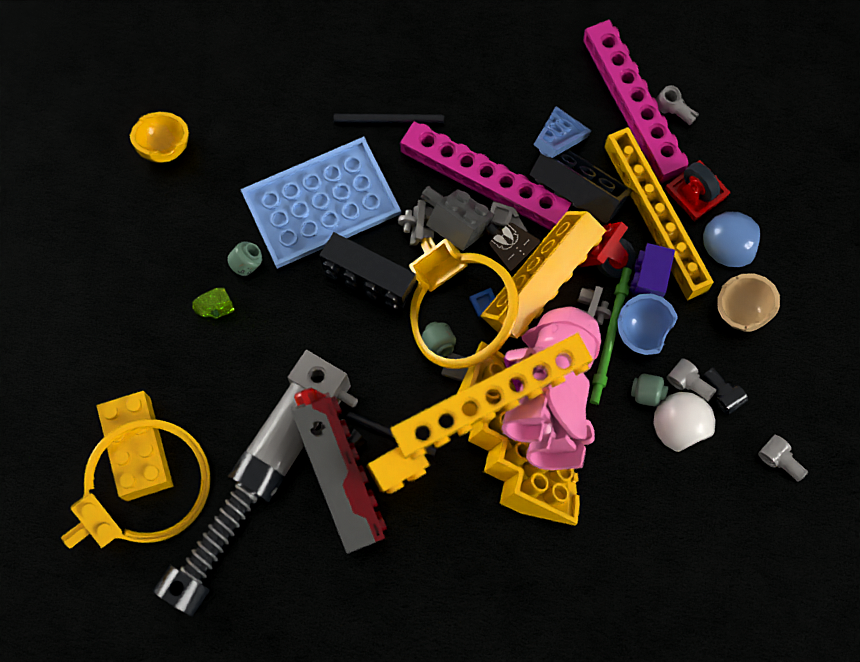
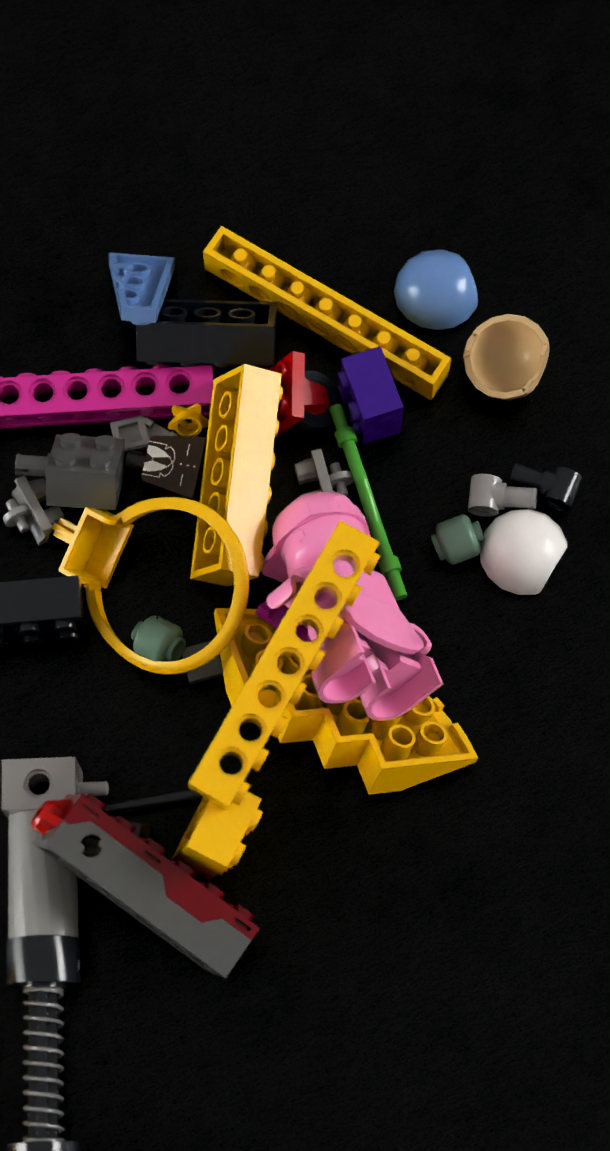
camera: 35 degrees left, 0 degrees up
(482, 300) = (179, 559): blue tile -> none
(532, 226) = (184, 427): none -> yellow plate
(645, 323) = (401, 459): medium blue cylinder -> none
(663, 167) = (114, 121): dark pink brick -> none
(675, 104) = (258, 162): light grey pin -> none
(697, 190) = (355, 254): plate -> none

